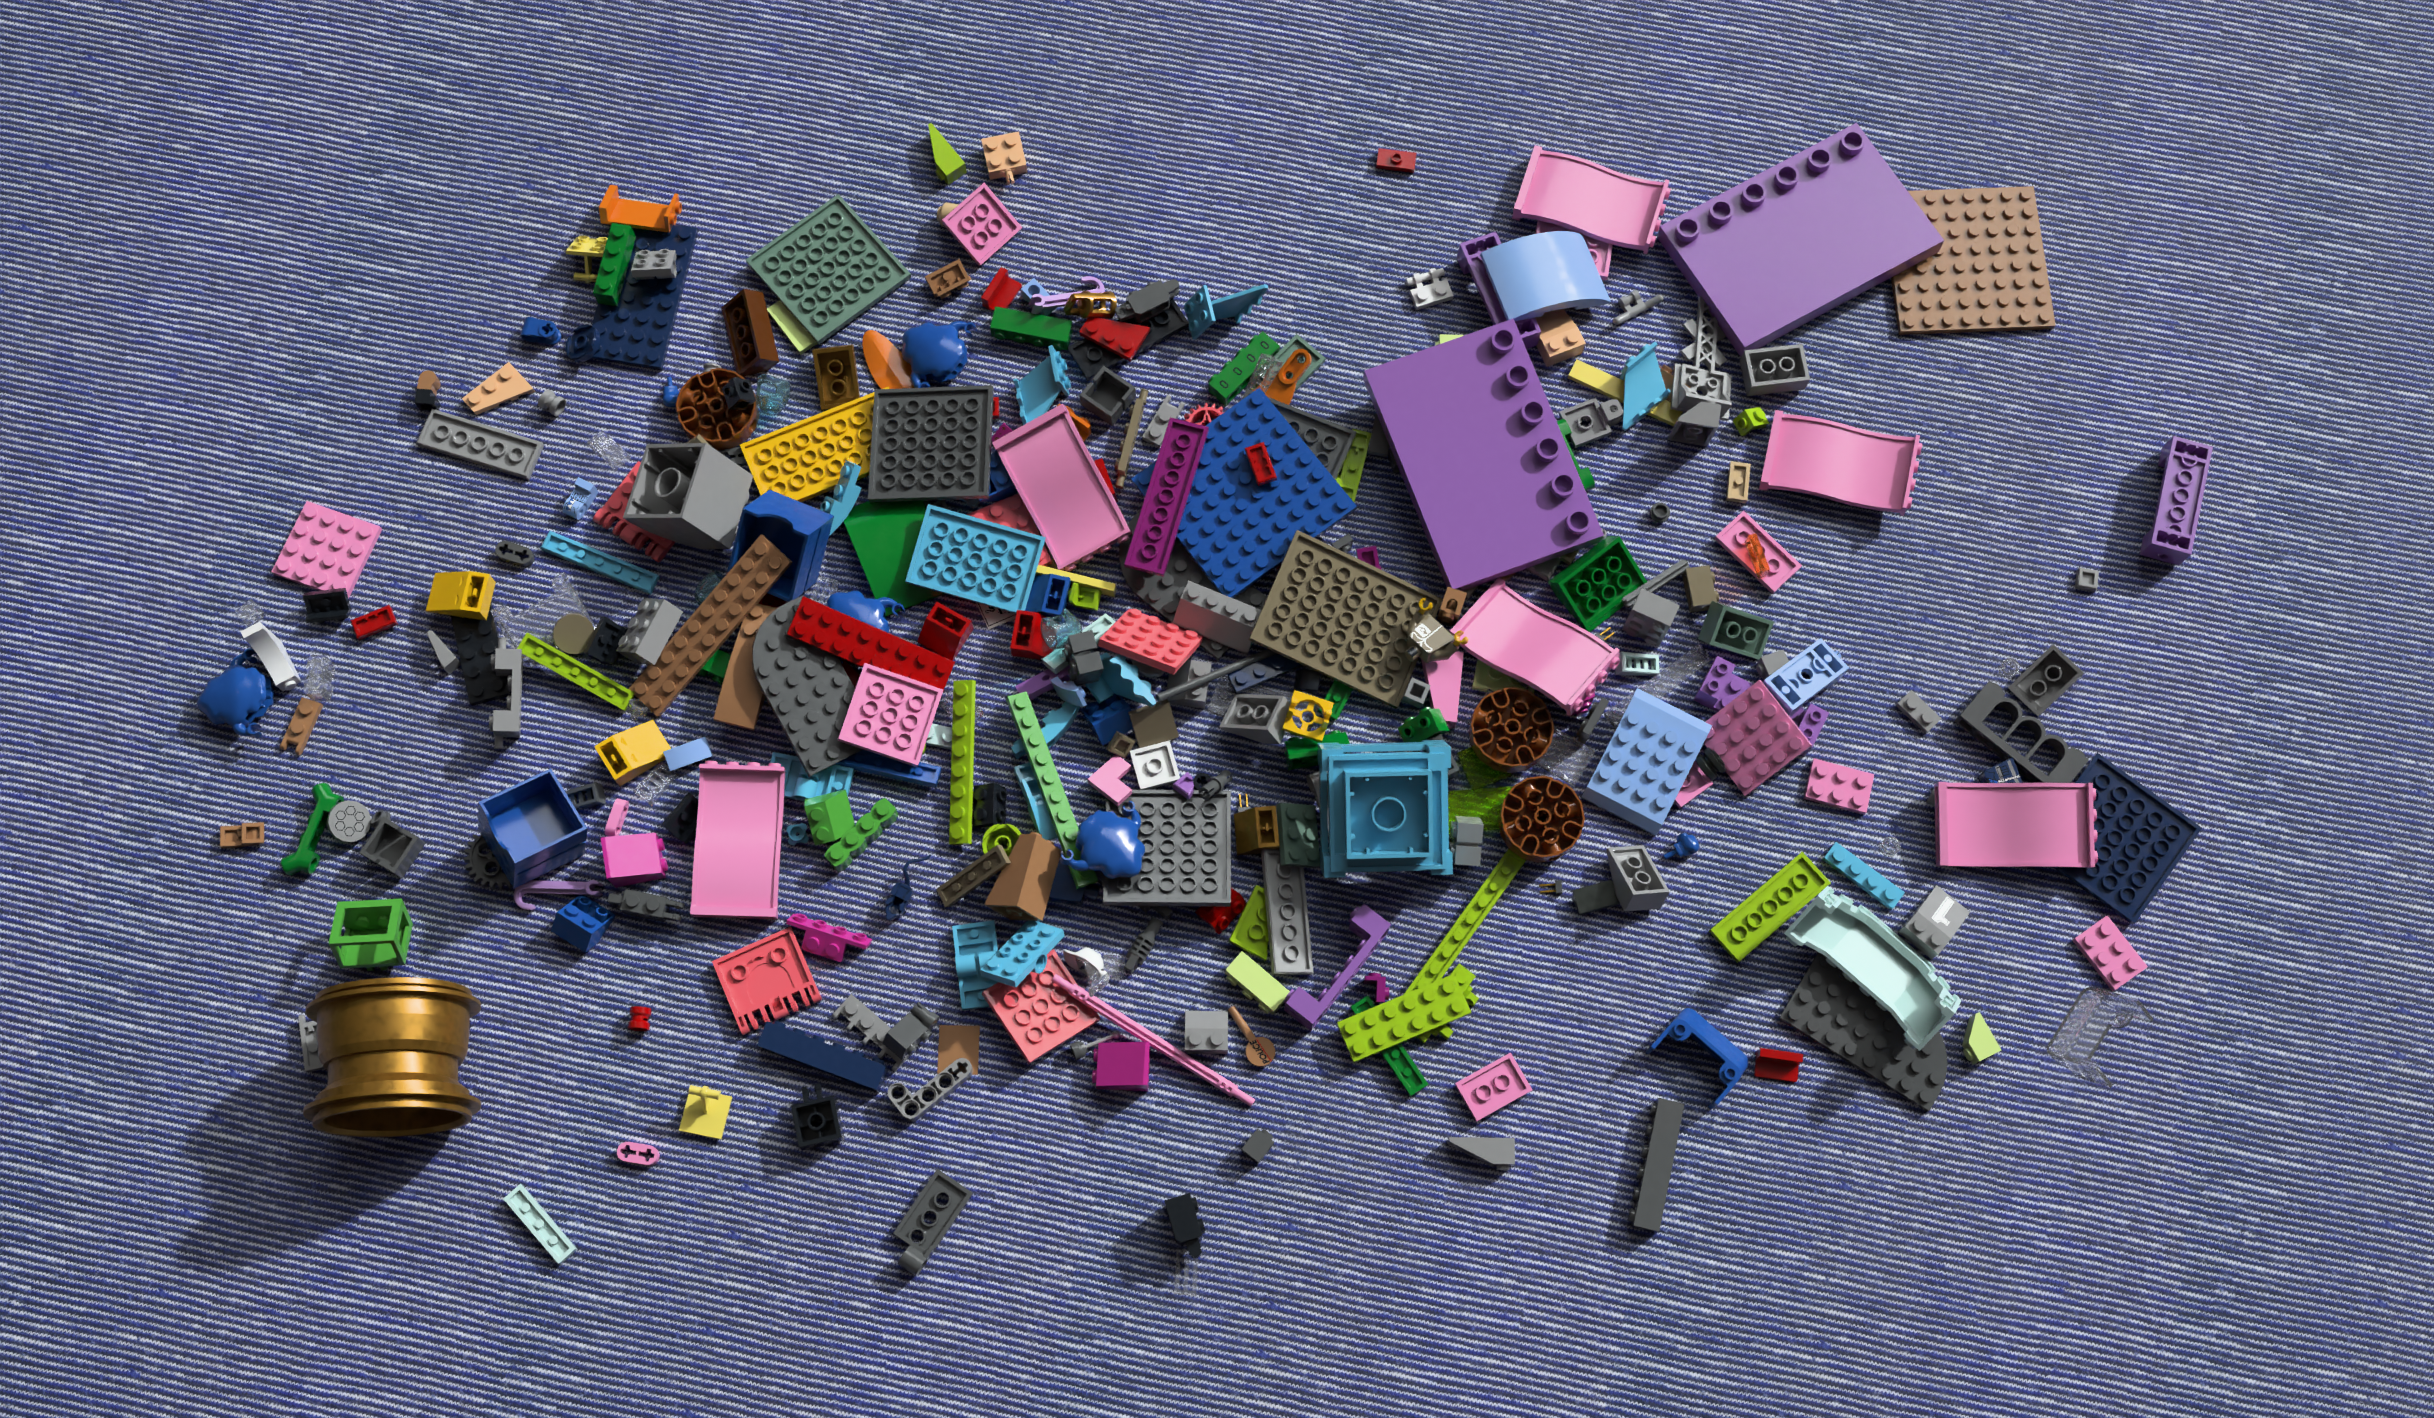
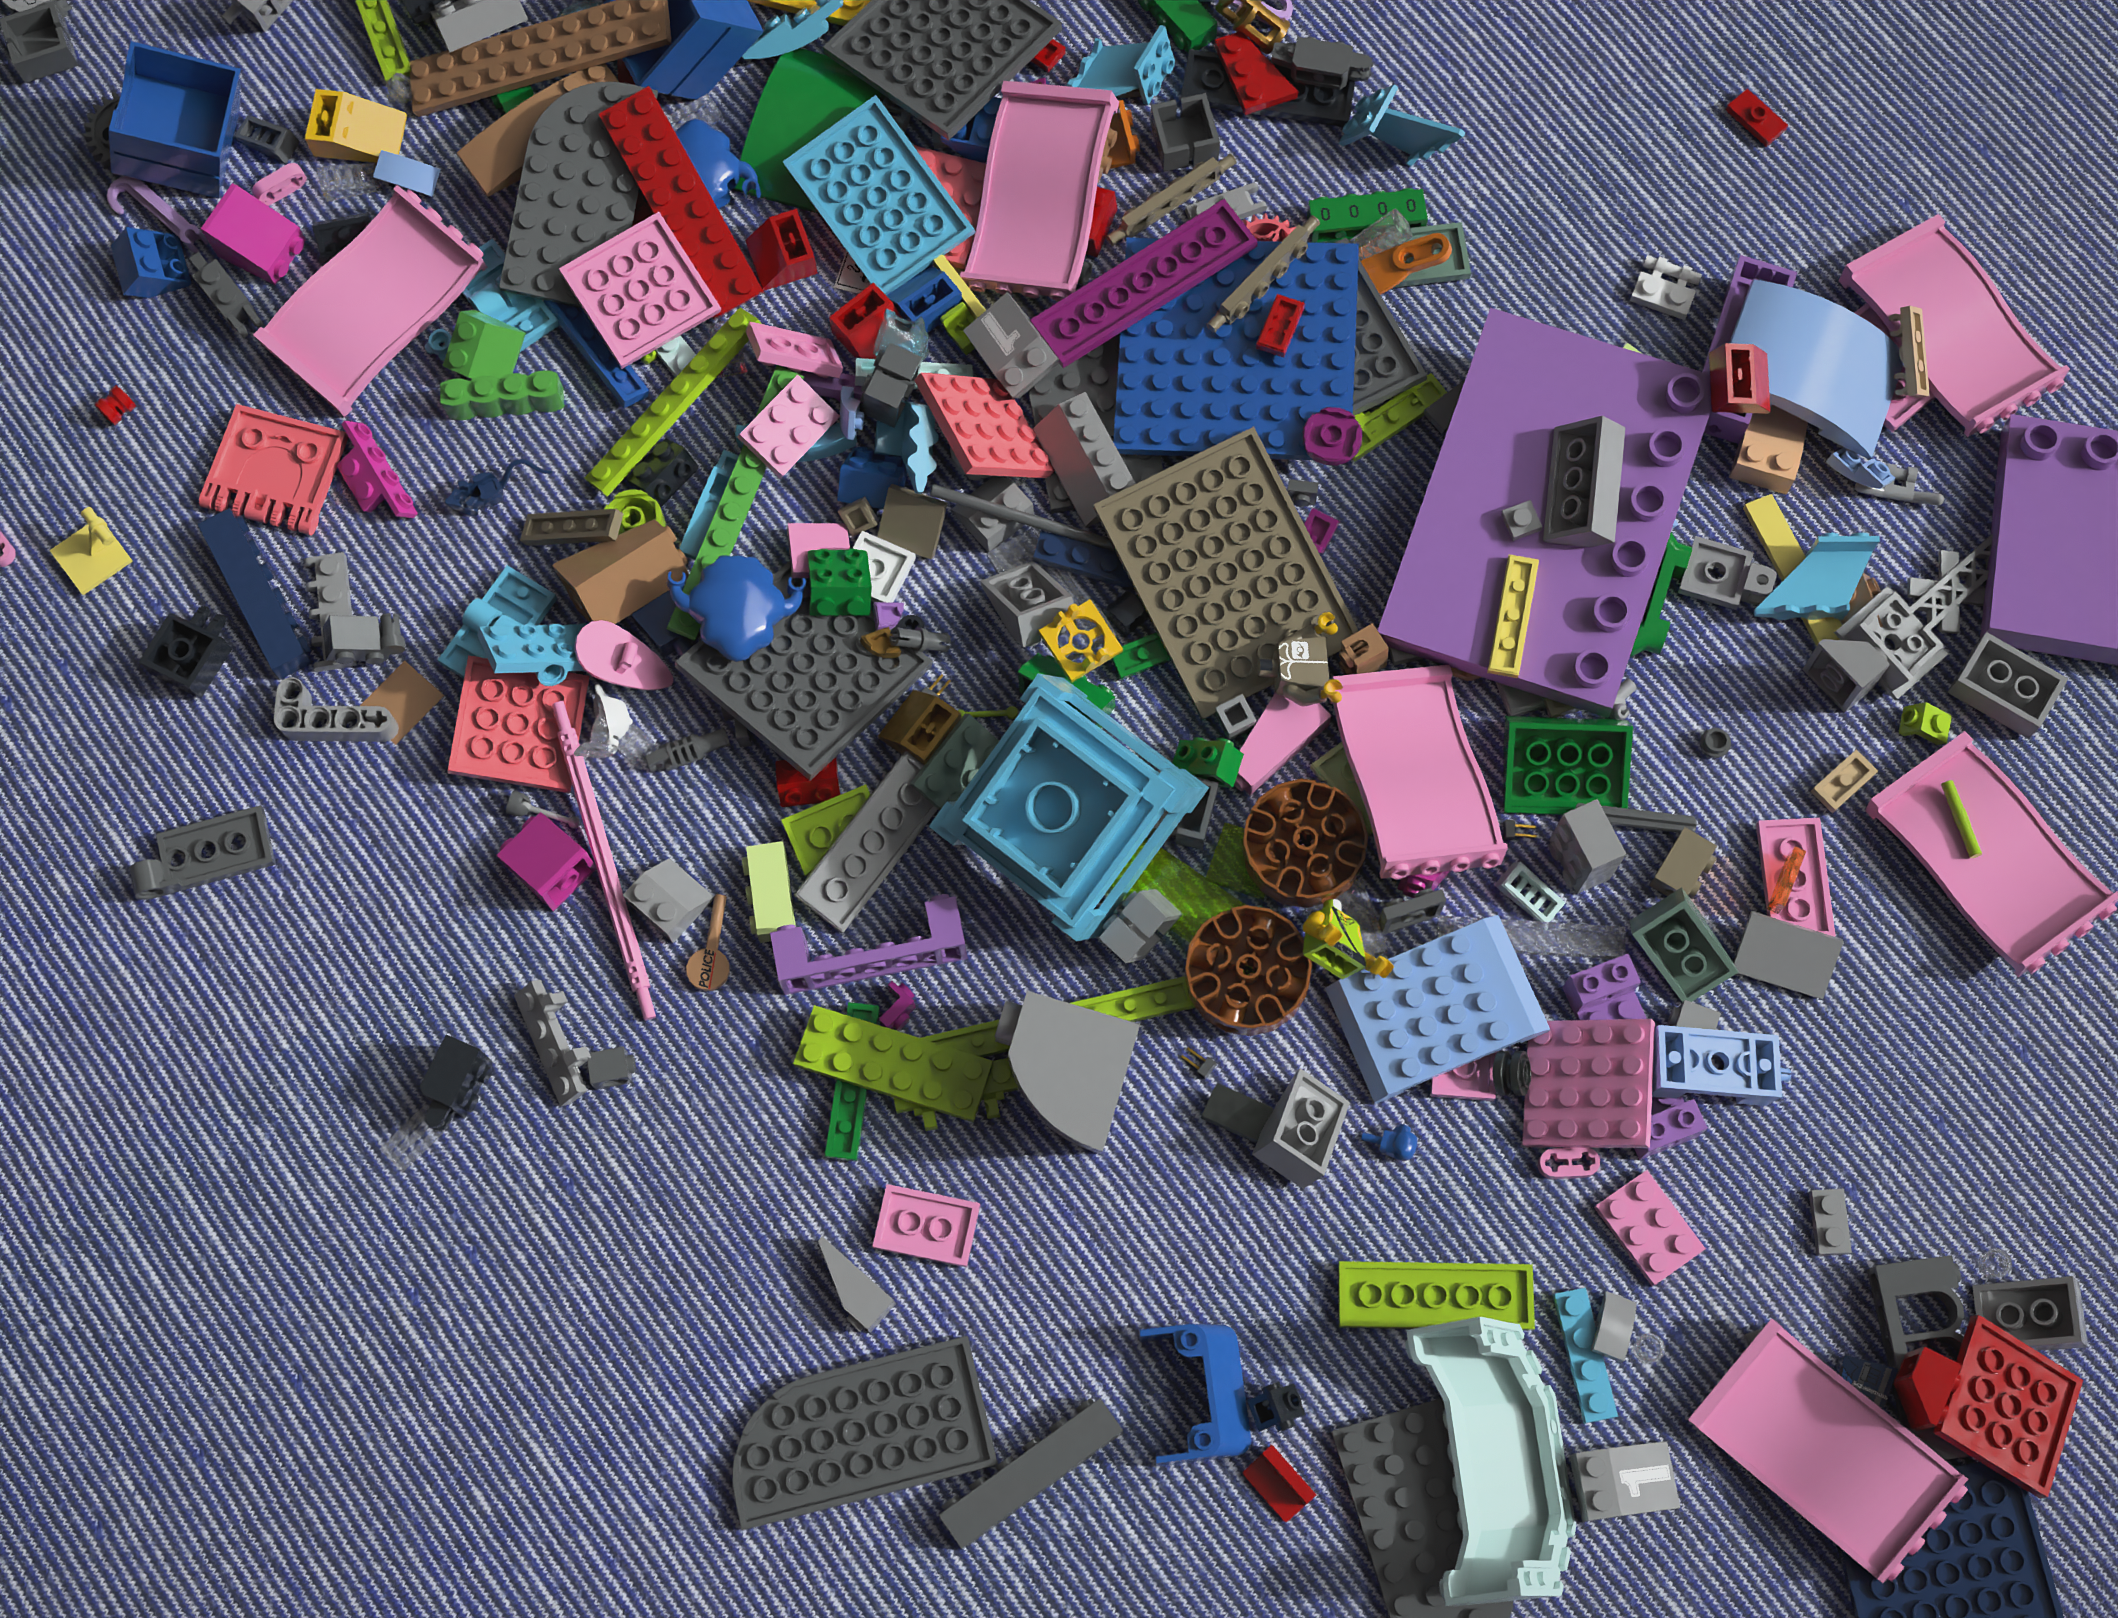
camera: 45 degrees right, 0 degrees up
(1007, 681) = (794, 350): none -> bright pink plate
(1045, 725) = (788, 426): none -> bright pink plate
(1065, 925) = (620, 657): none -> bright pink shield
(1124, 586) = (1011, 346): none -> light grey slope
(1147, 787) = (839, 582): none -> green bracket
(1197, 803) = (880, 643): none -> pearl gold tile
(1214, 1160) = (543, 1026): none -> light grey hinge
(1230, 434) = (1259, 280): none -> dark tan plate
(1294, 785) = (1011, 713): none -> lime hinge
(1339, 503) = (1332, 436): none -> magenta tile
(1477, 472) = (1521, 520): none -> light grey plate
(1493, 428) = (1584, 483): none -> light grey slope
(1503, 943) = (1068, 1064): none -> light grey brick
(1515, 526) = (1513, 616): none -> light yellow tile
(1524, 313) = (1739, 379): none -> slope
(1556, 1219) = (862, 1434): none -> dark grey plate
(1573, 768) = (1337, 944): none -> torso
(1586, 230) = (1912, 352): none -> tan plate
(1617, 311) = (1871, 474): none -> light blue slope
(1745, 1027) = (1276, 1407): none -> black brick
(1777, 790) = (1568, 1155): none -> bright pink beam
(1787, 593) = (1787, 955): none -> light grey tile
(1810, 455) = (1961, 819): none -> lime piece
(1866, 848) = (1614, 1327): none -> light grey slope
(2036, 755) = (1925, 1385): none -> red slope
(2076, 732) = (2010, 1407): none -> red plate

